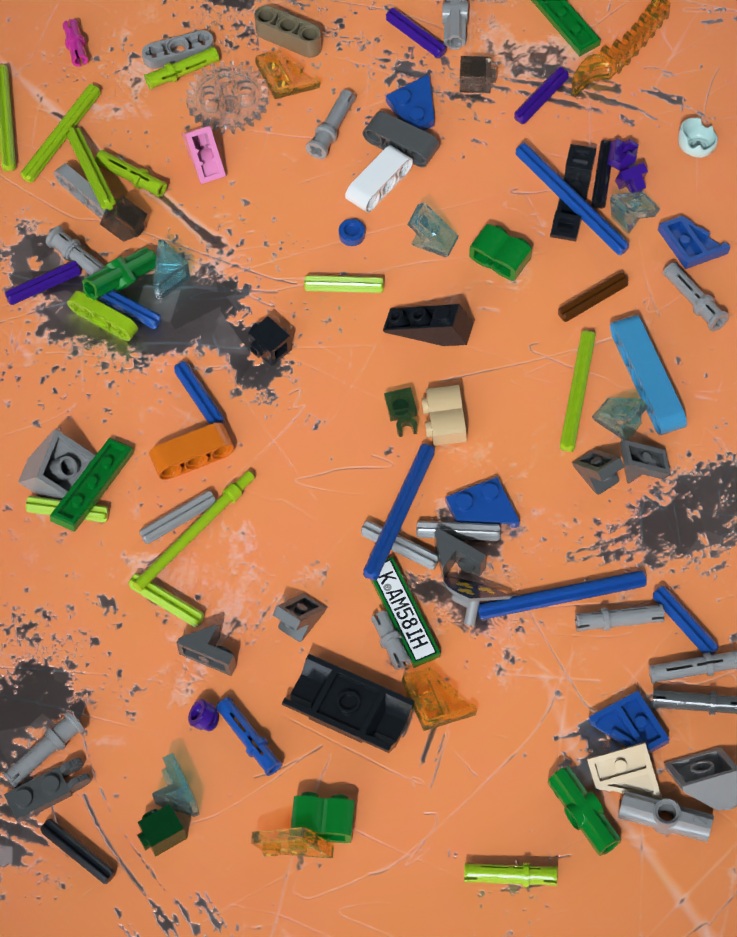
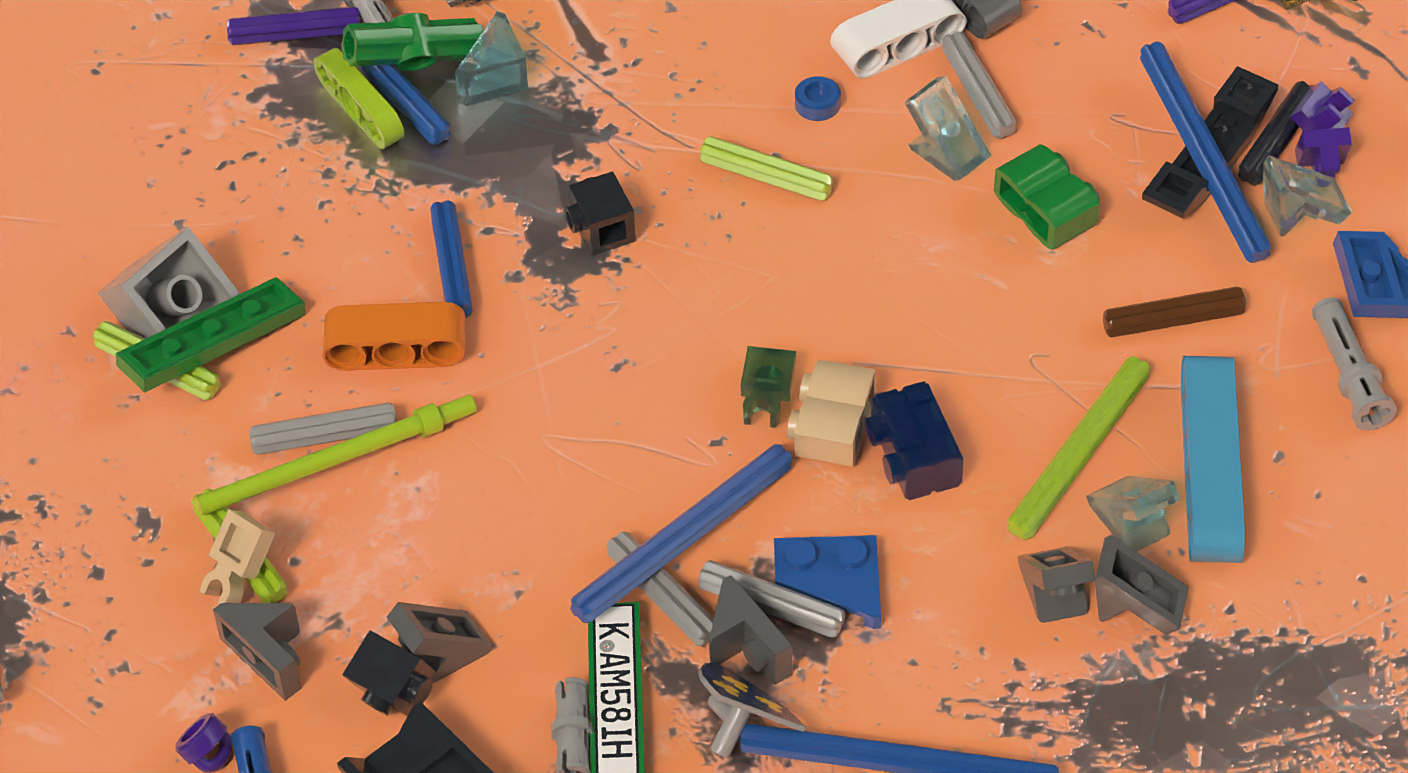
camera: 20 degrees right, 10 degrees down
(173, 603) = (239, 553): none -> tan plate
(285, 645) = (389, 675): none -> black brick
(431, 324) = (884, 270): black slope -> none
(434, 196) = (979, 85): none -> light grey axle
(494, 417) = (915, 441): none -> clear blue brick

